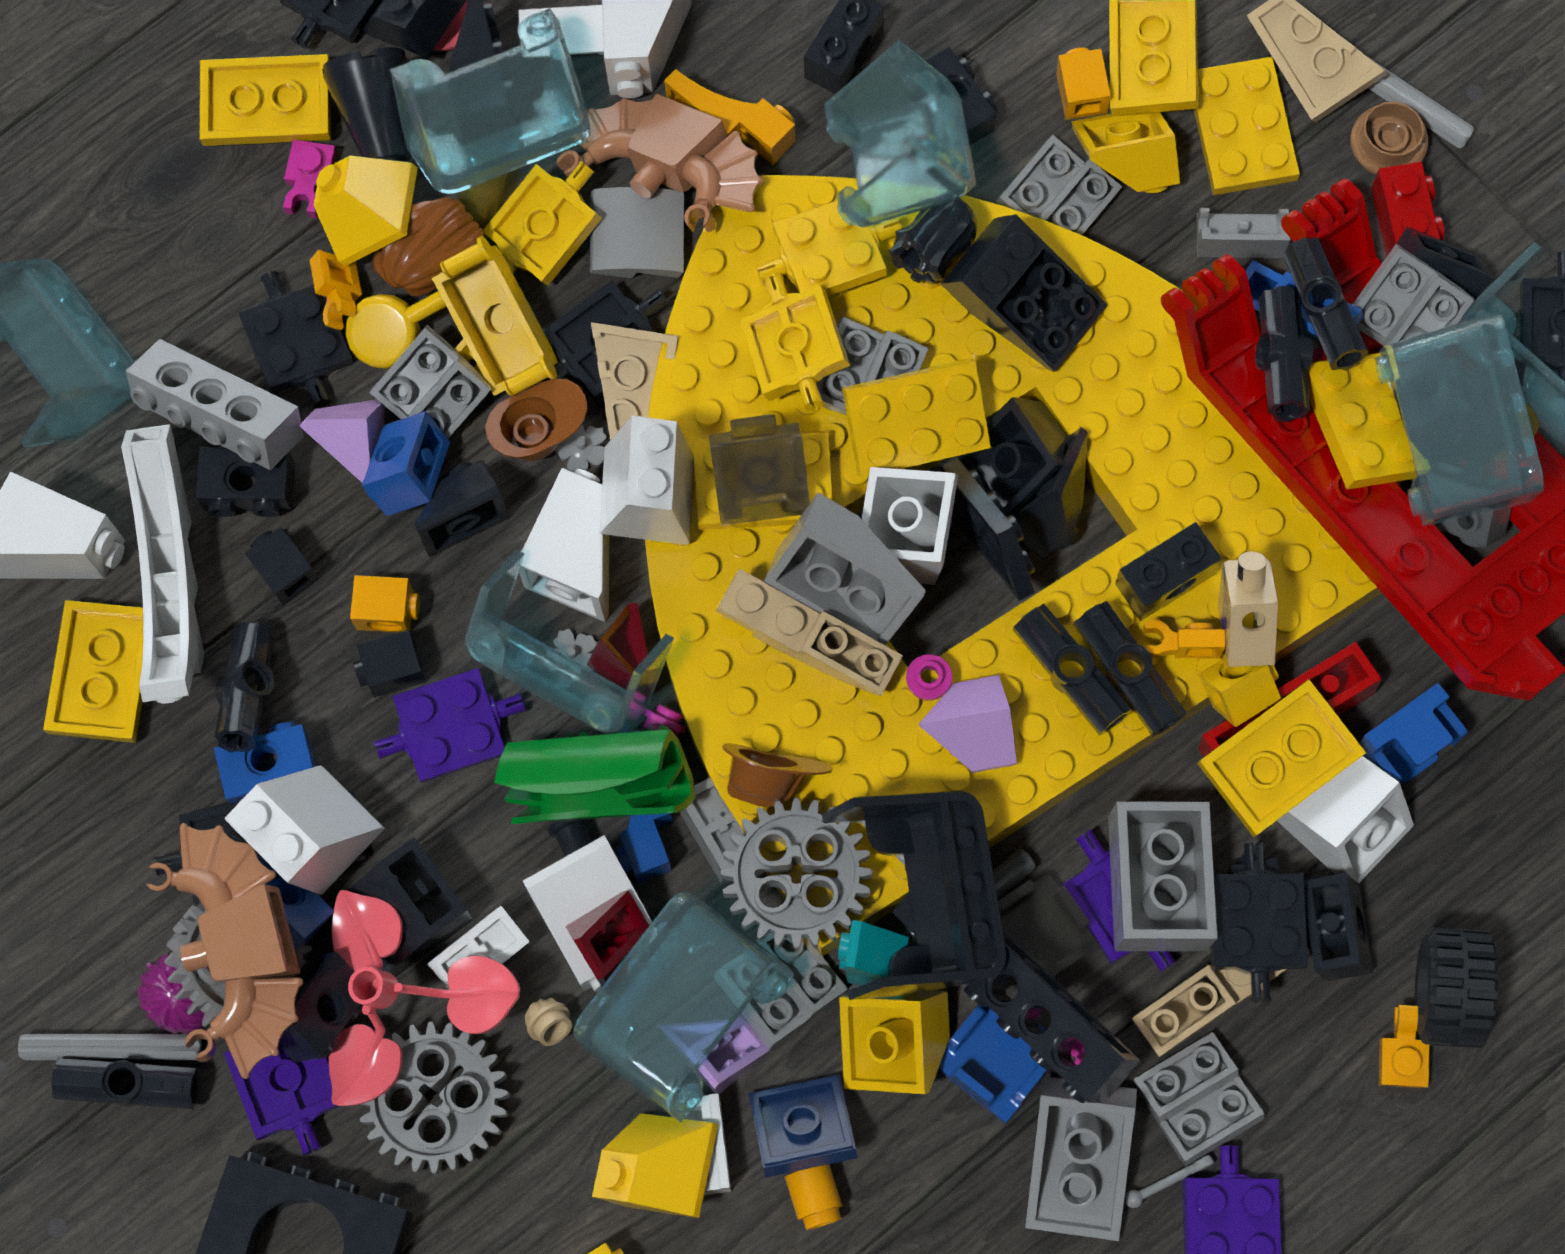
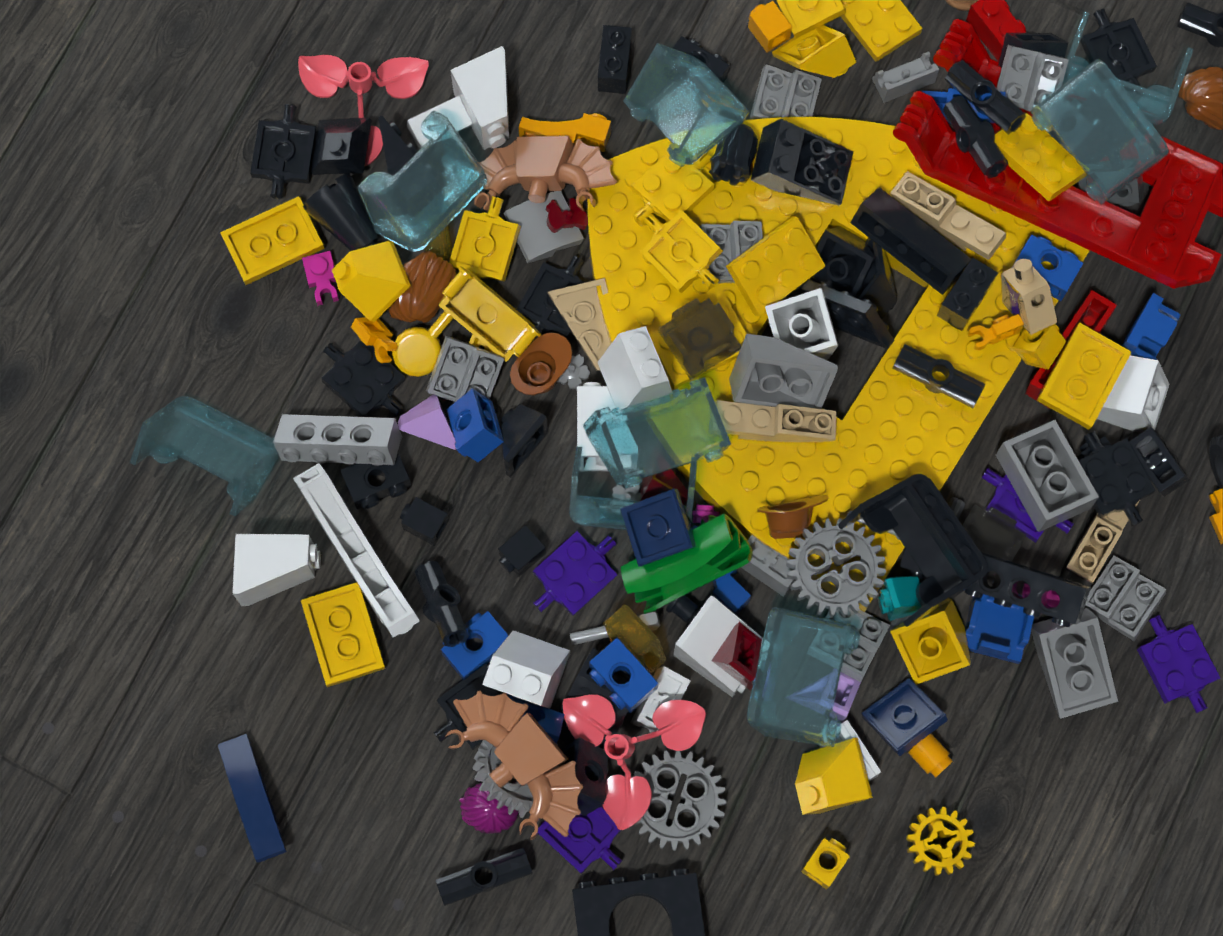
camera: 30 degrees left, 0 degrees up
(107, 1047) = (461, 859): light grey axle -> none
(383, 604) = (500, 517): light orange brick -> none
(448, 914) = (617, 658): none -> blue brick
(476, 855) = (636, 637): none -> clear yellow slope
(505, 832) = (650, 619): none -> light grey piece
(548, 1021) = (722, 723): tan plate -> none
(572, 709) = (658, 527): none -> dark blue tile
(630, 580) = (658, 434): none -> clear light blue windscreen
(667, 234) = (567, 219): none -> dark red piece
(925, 690) = (852, 425): dark pink plate -> none
(974, 724) = (898, 432): lavender slope -> none
(1122, 461) = (910, 240): none -> black brick
(1135, 1198) = (1115, 671): light grey hinge -> none
(1146, 692) = (955, 350): black piece -> none
(1191, 450) = (946, 217): none -> tan slope
(1306, 607) = (1065, 264): none -> blue brick

